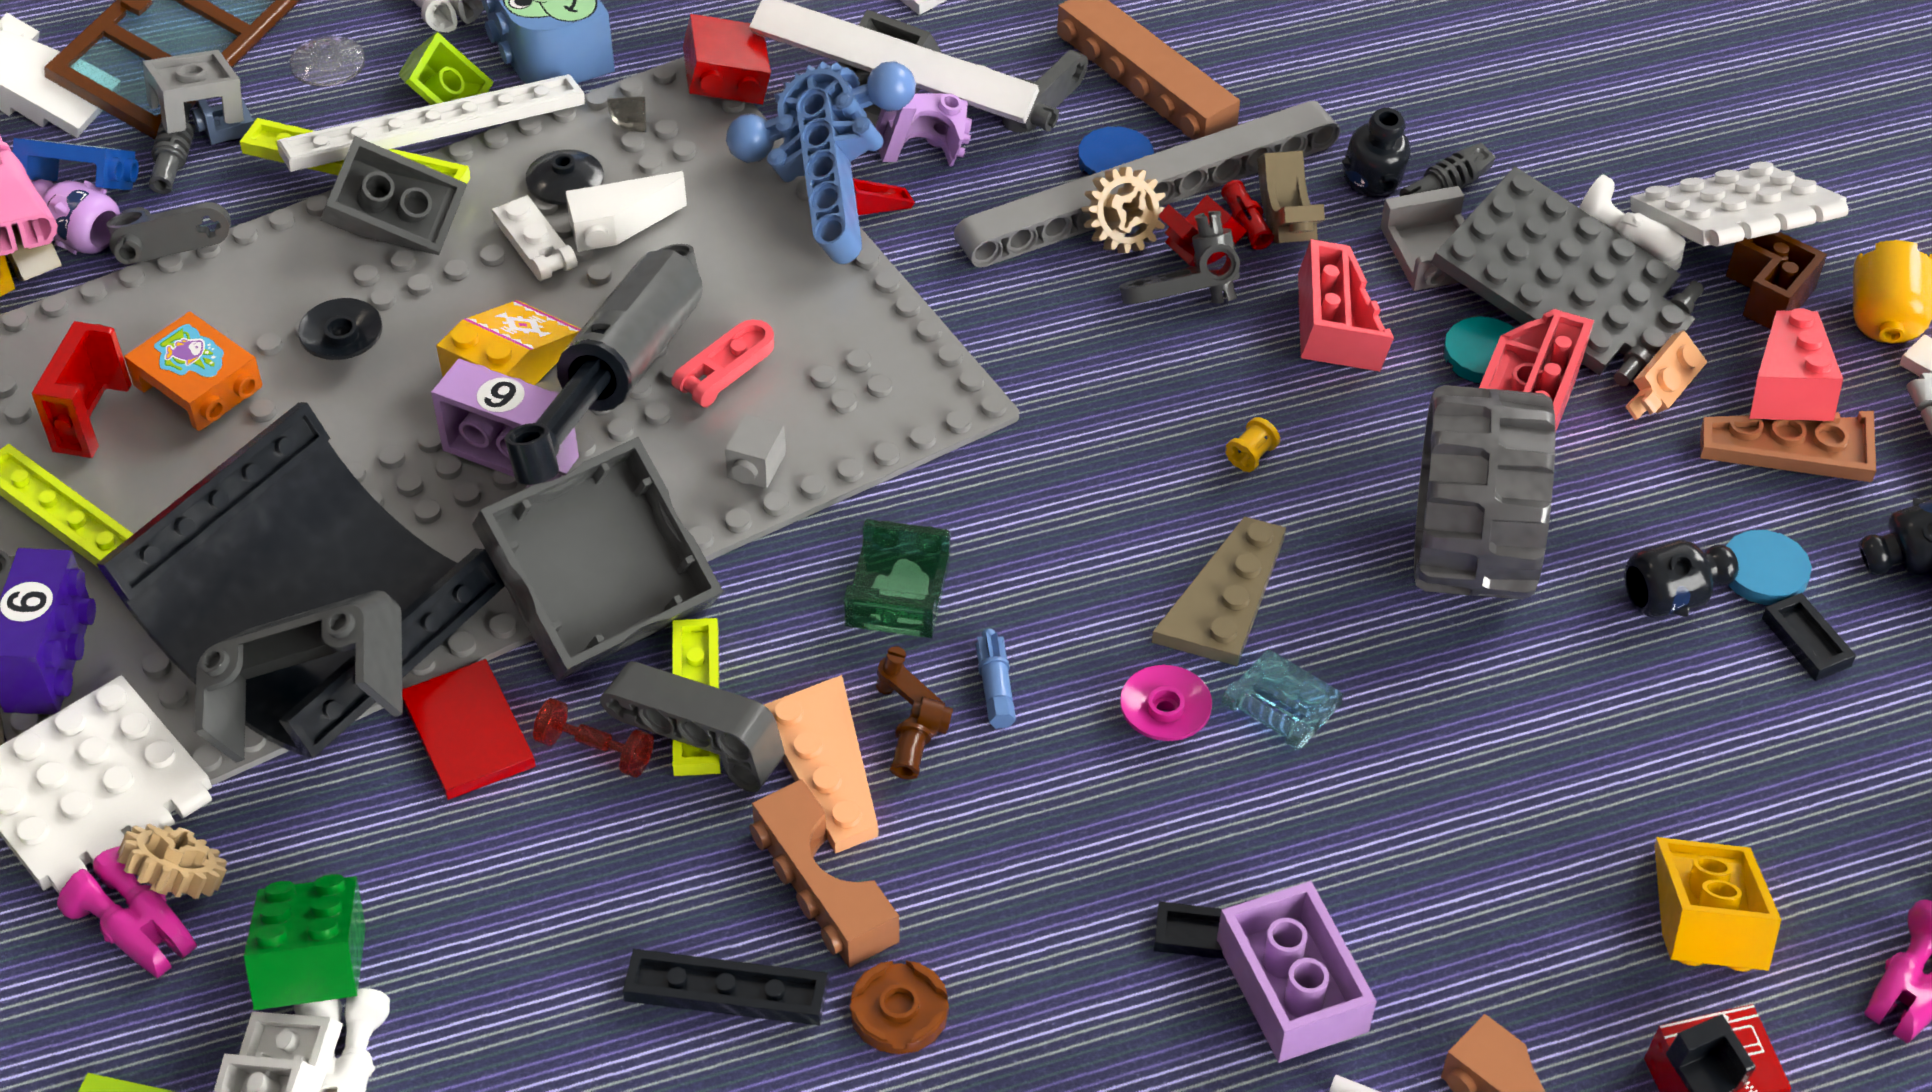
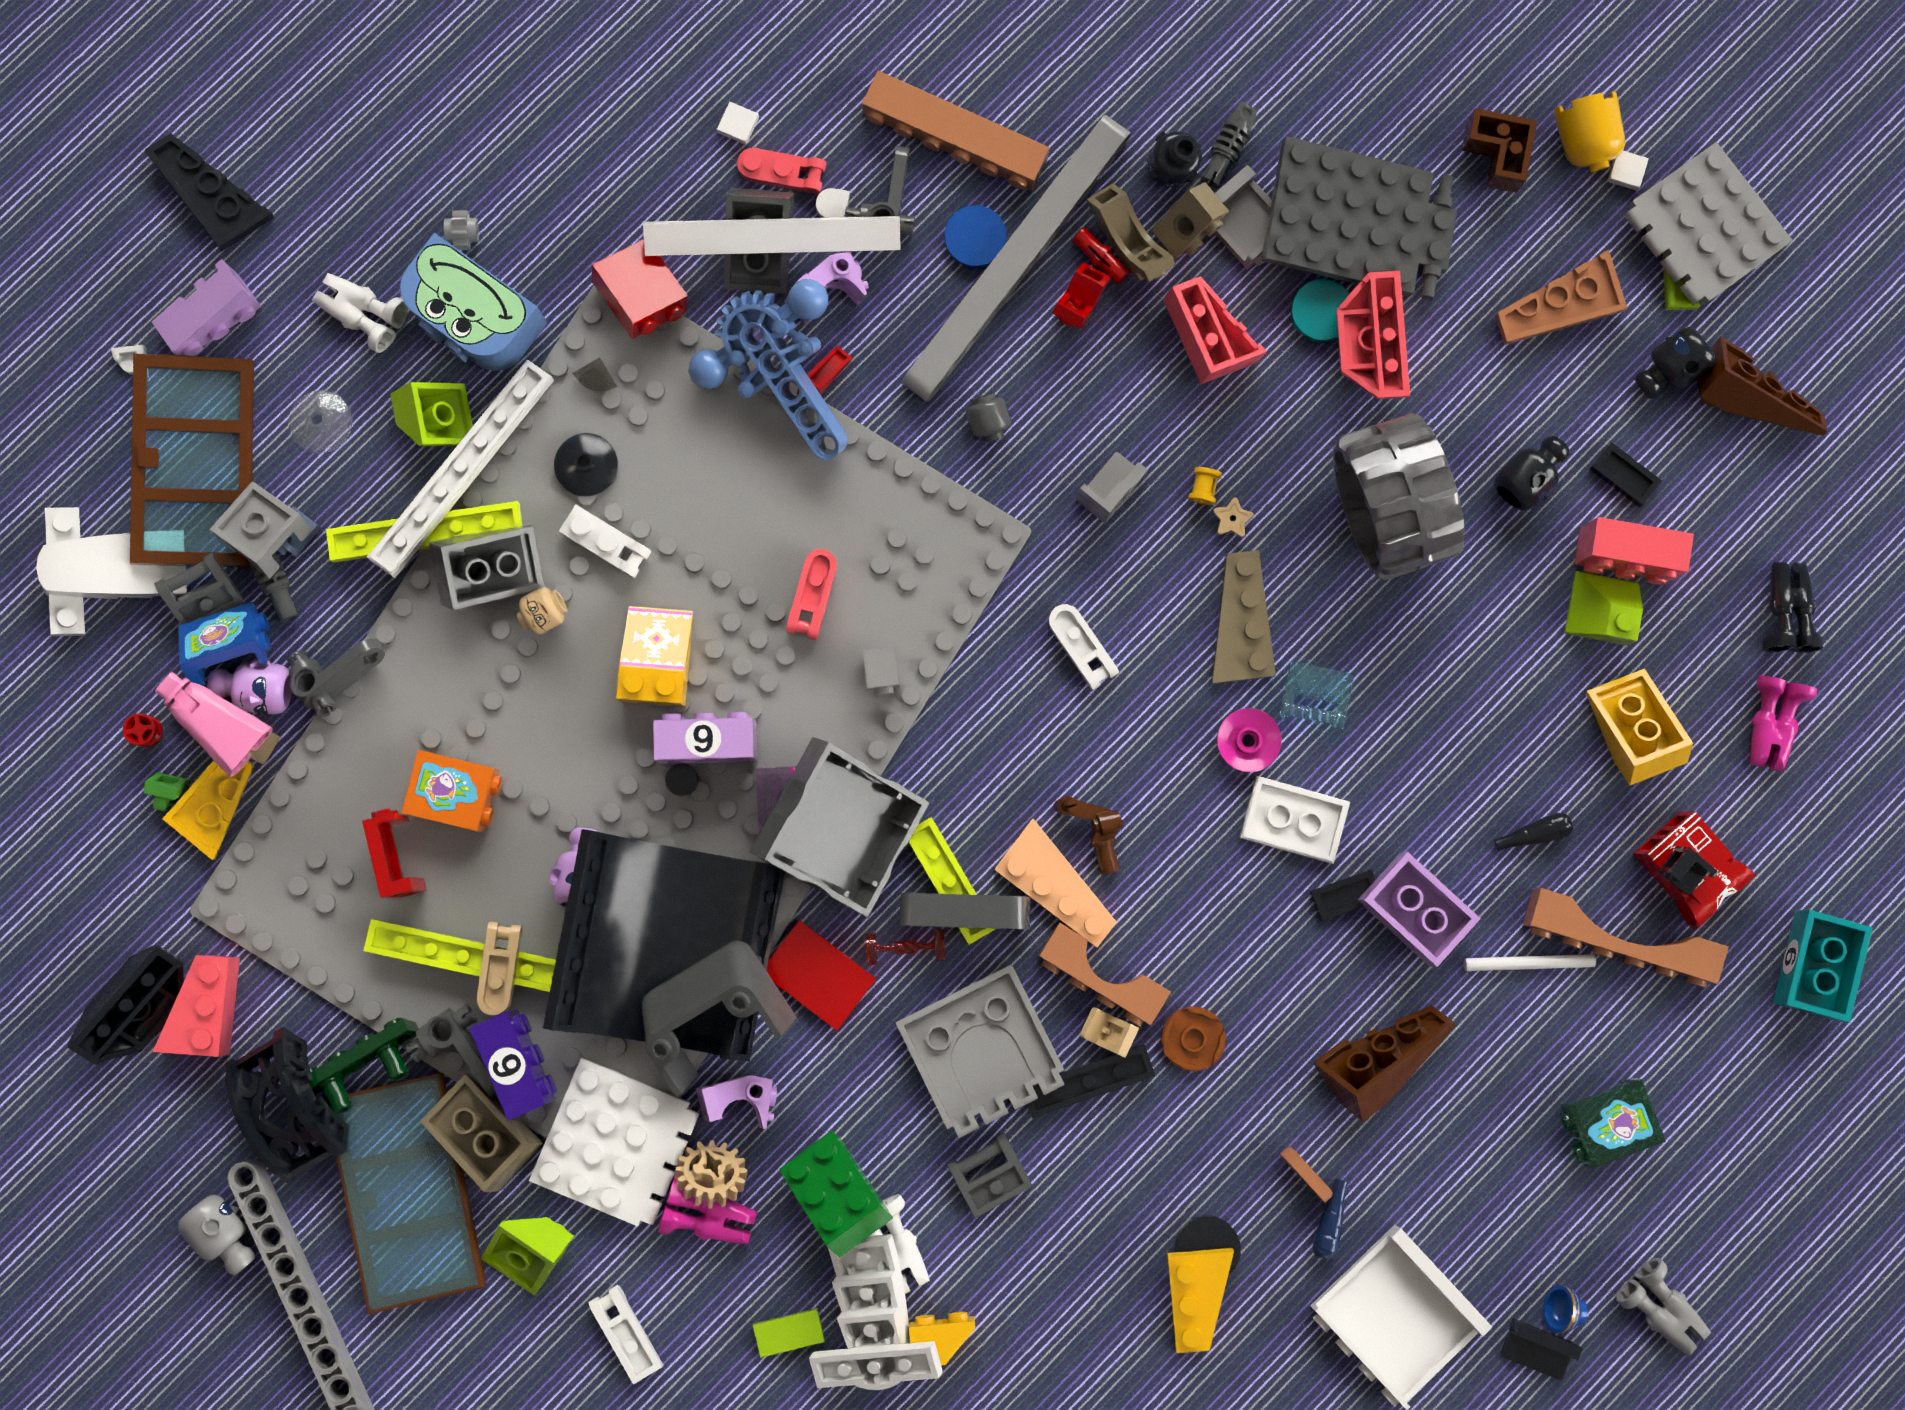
camera: 30 degrees left, 35 degrees up
(93, 132) = (204, 600): none -> dark grey plate
(108, 528) = (498, 968): none -> tan plate
(251, 780) = (716, 1097): none -> lavender tile
(340, 329) = (514, 693): black dish -> none
(420, 259) = (541, 610): none -> tan head
(453, 467) = (681, 779): none -> black tile
(521, 1054) = (995, 1185): none -> dark grey plate
(609, 886) = (981, 1051): none -> light grey hinge
(610, 354) = (750, 650): piece -> none
(619, 210) = (651, 492): white slope -> none
(785, 937) = (1109, 1032): none -> tan bracket
(898, 578) = (1027, 721): clear green panel -> none
(949, 38) = (781, 170): none -> coral plate
(994, 671) = (1130, 770): medium blue piece -> none
(1011, 533) = (1081, 644): none -> white plate
(1032, 293) = (988, 417): none -> dark grey head
(1111, 220) = (1021, 307): tan gear -> none
(1130, 403) = (1111, 486): none -> light grey panel
(1180, 820) = (1294, 819): none -> white tile
(1210, 239) = (1105, 340): dark grey piece -> none
(1269, 499) = (1233, 509): none -> tan plate
(1366, 204) = (1175, 227): none -> dark tan brick
(1515, 966) = (1543, 830): none -> black piece
(1642, 231) = (1387, 148): white piece -> none
(1666, 375) = (1457, 282): light nougat plate -> none
(1716, 762) = (1604, 609): none -> lime slope
(1739, 204) = (1456, 89): white hinge -> none
(1769, 566) = (1581, 424): dark azure tile -> none
(1784, 693) = (1633, 550): none -> coral brick
(1797, 371) = (1548, 241): coral wedge -> none

